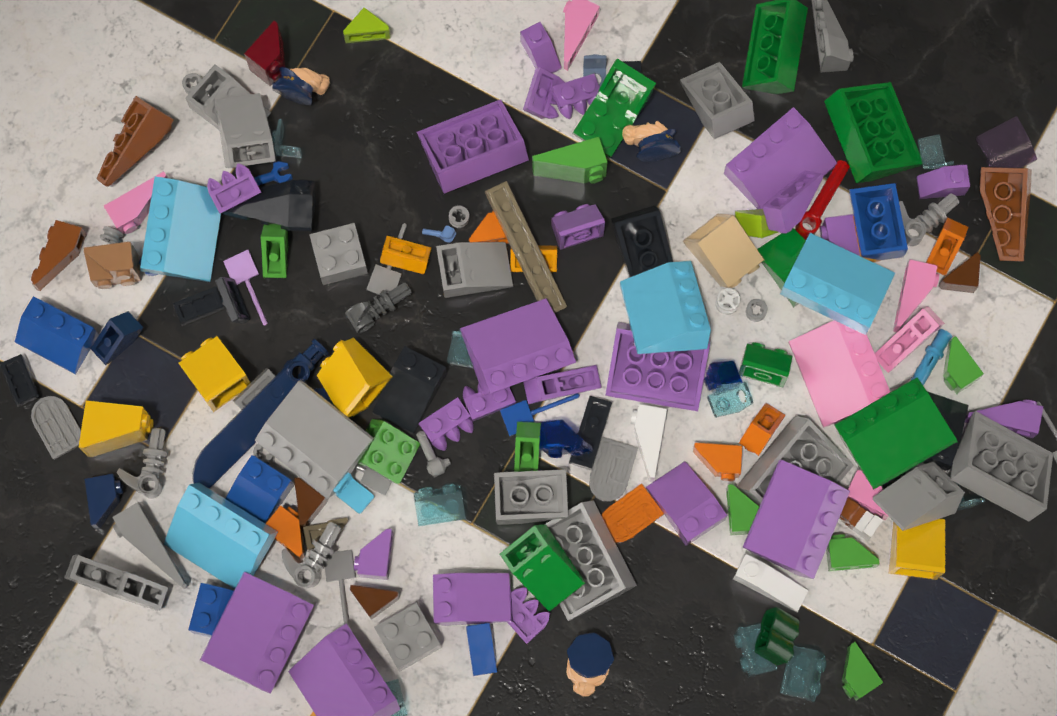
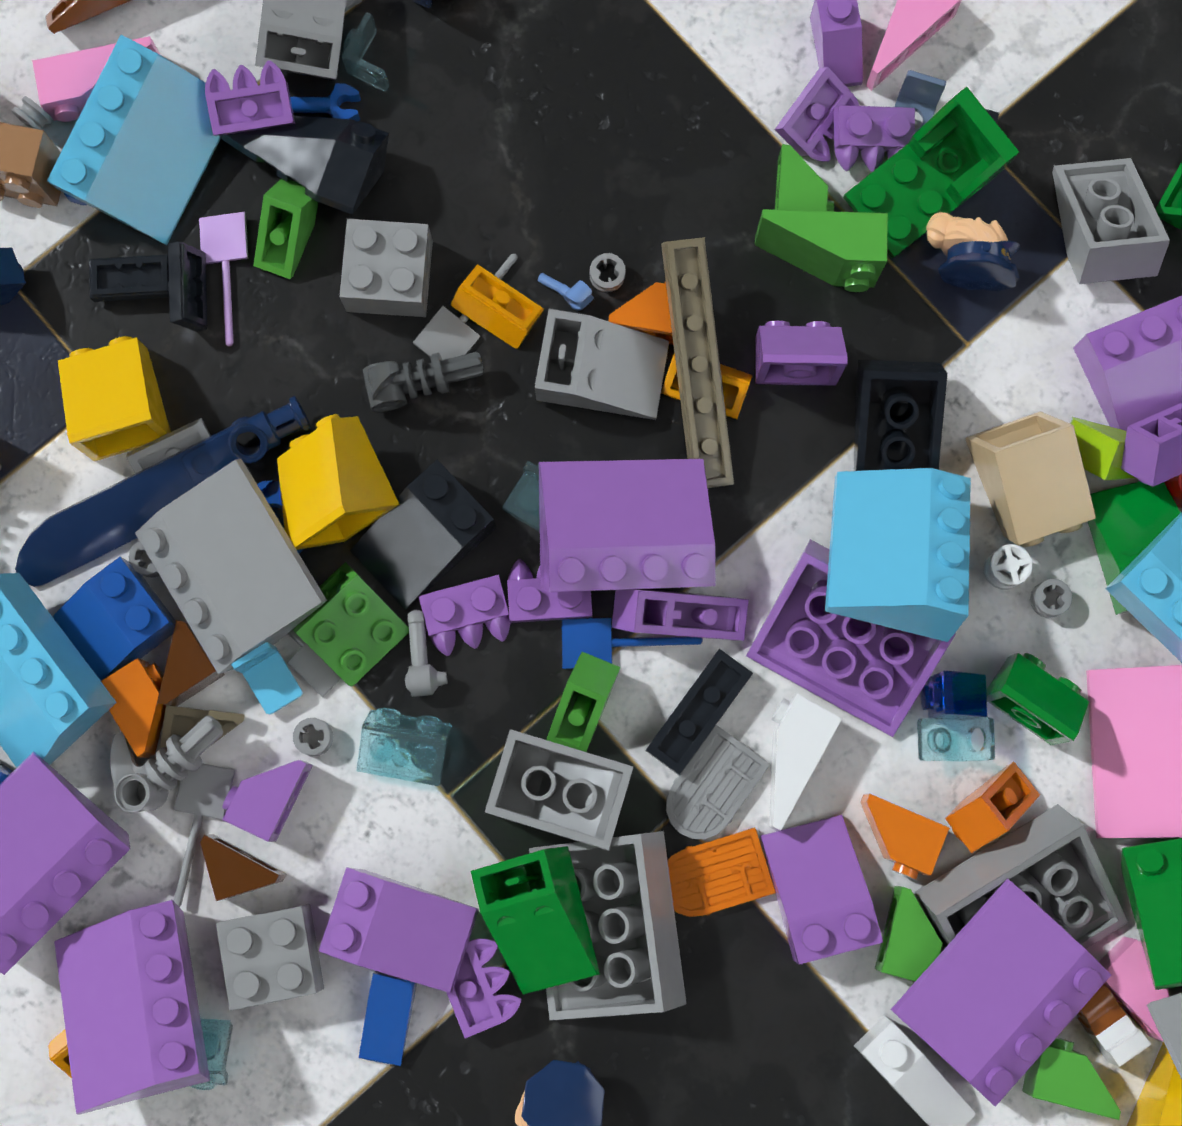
camera: 20 degrees right, 5 degrees up
(390, 510) = (307, 748): none -> light grey bush
(473, 146) = (672, 163): medium lavender slope -> none
(546, 136) = (799, 185): none -> bright green slope
(560, 438) = (646, 707): clear blue slope -> none

